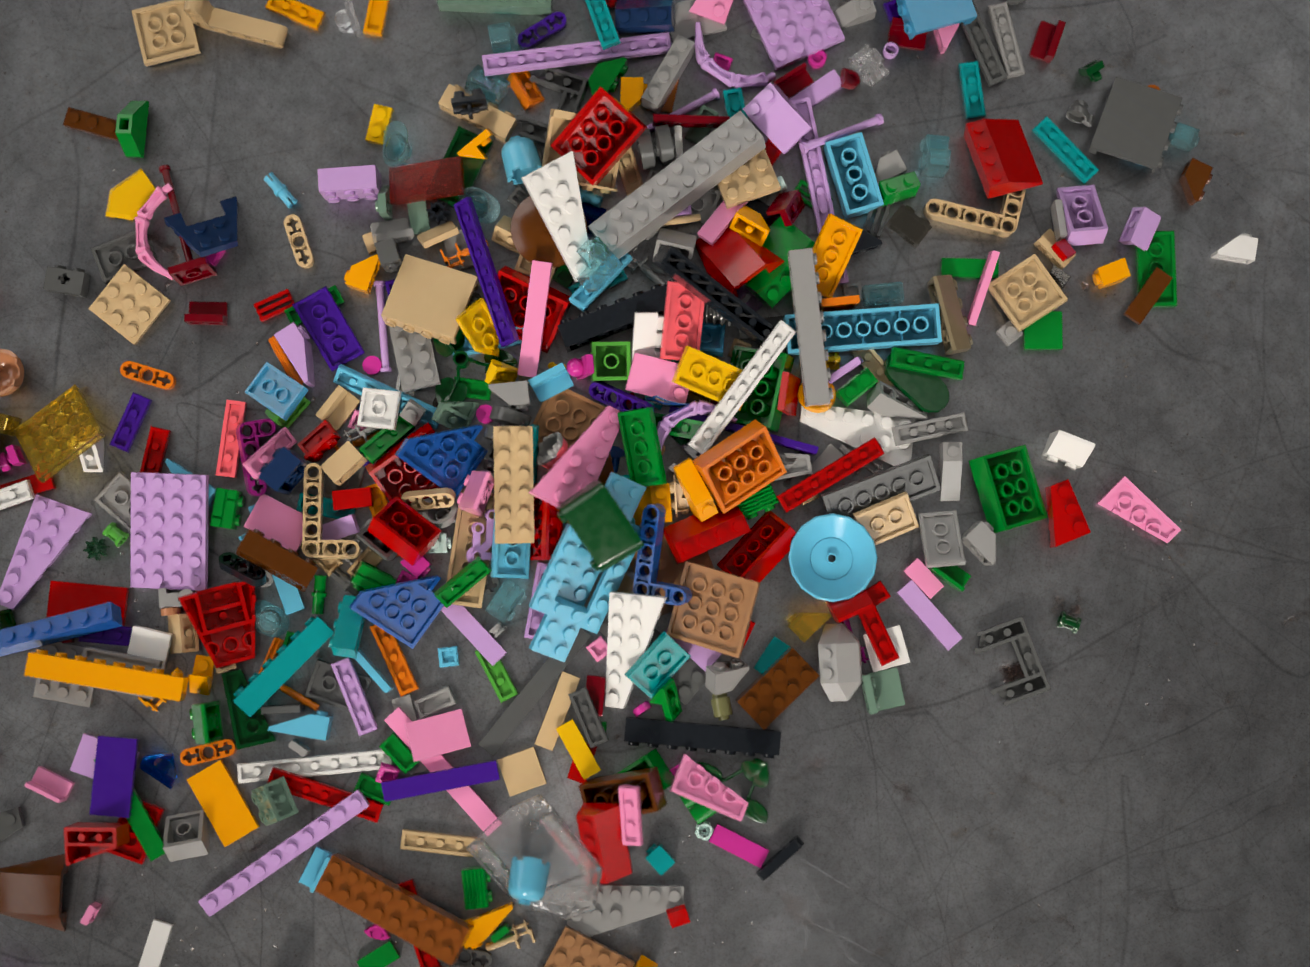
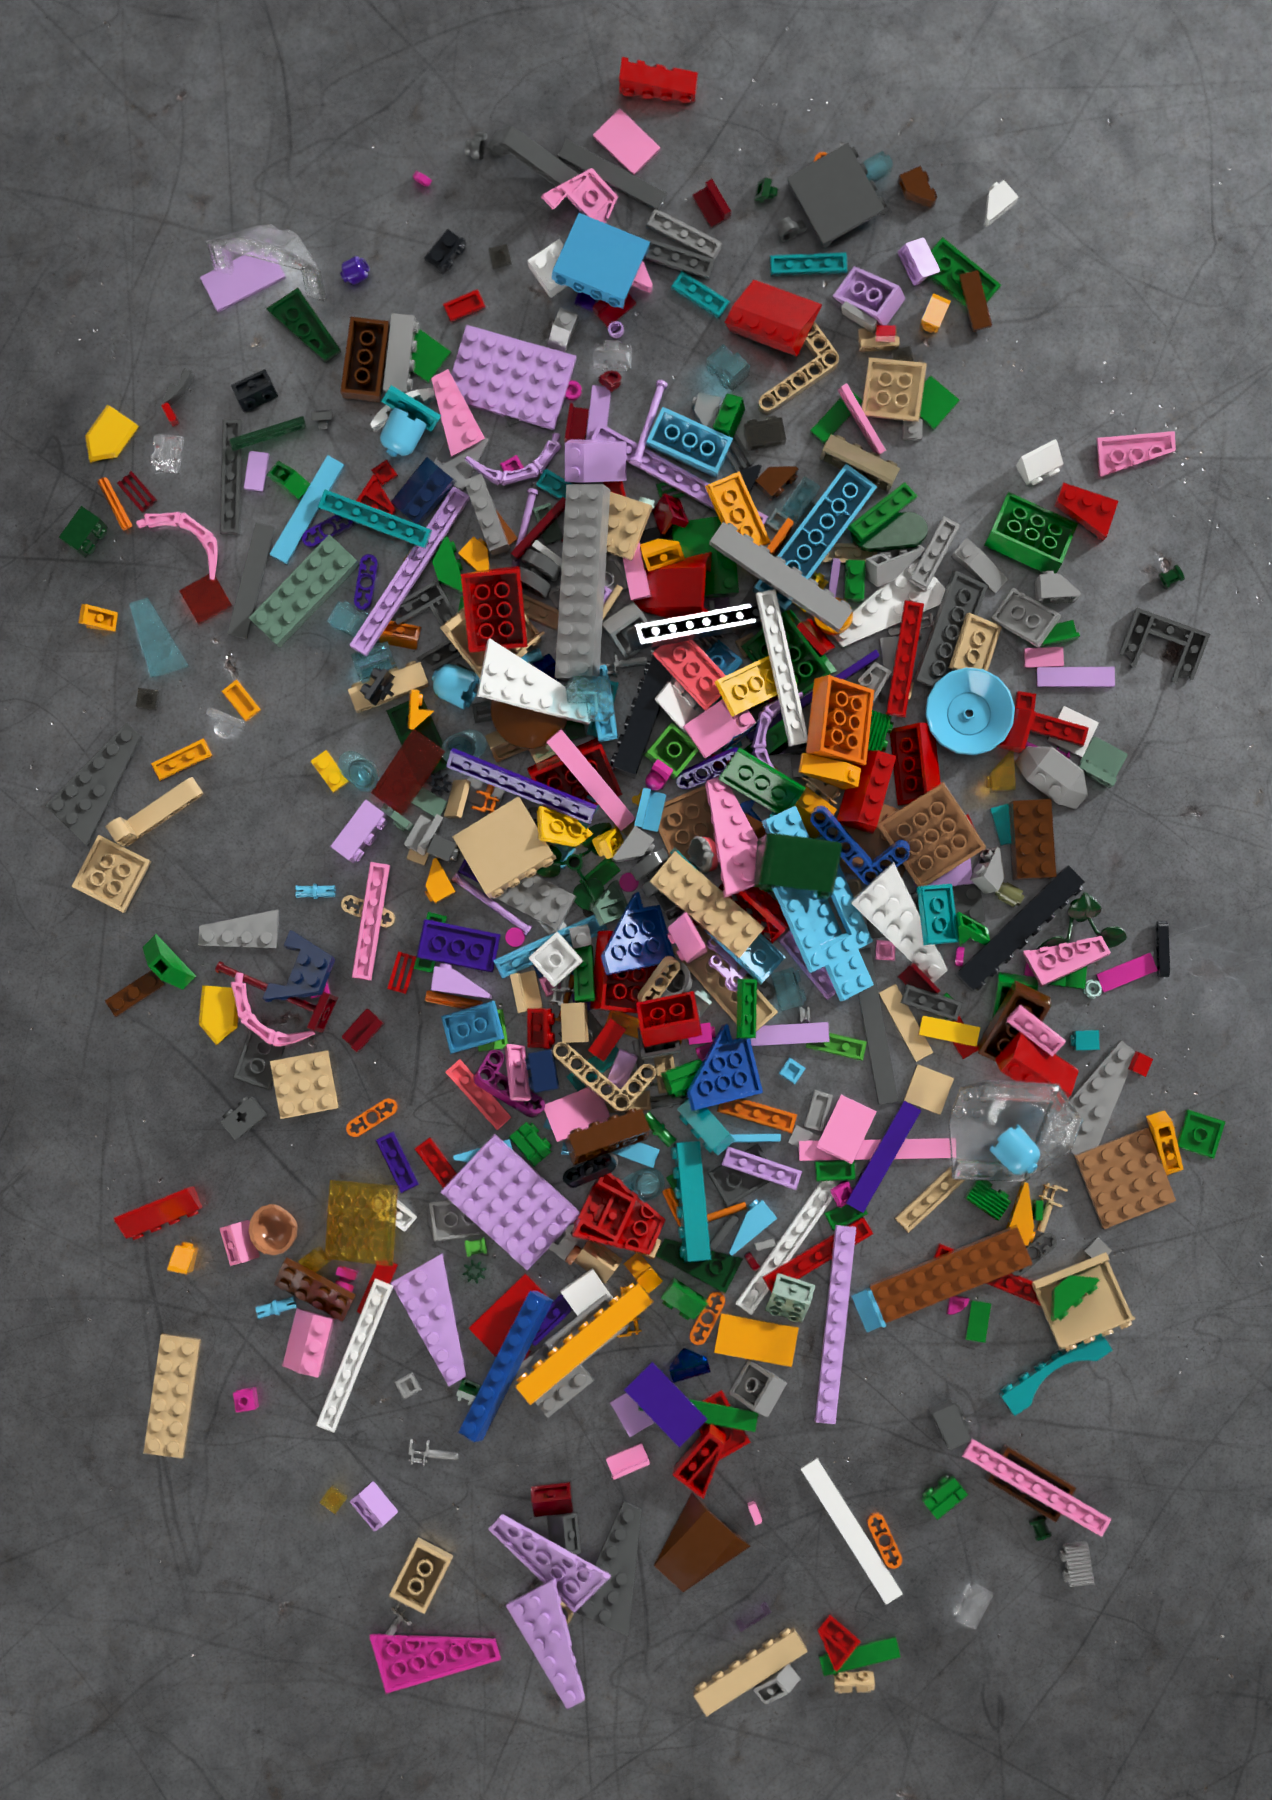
camera: 45 degrees left, 0 degrees up
(208, 166) = (248, 931): none -> light grey wing
(278, 749) = (751, 1261): none -> dark red tile
(292, 248) = (370, 921): none -> bright pink tile
(881, 263) = (775, 479): none -> reddish brown slope

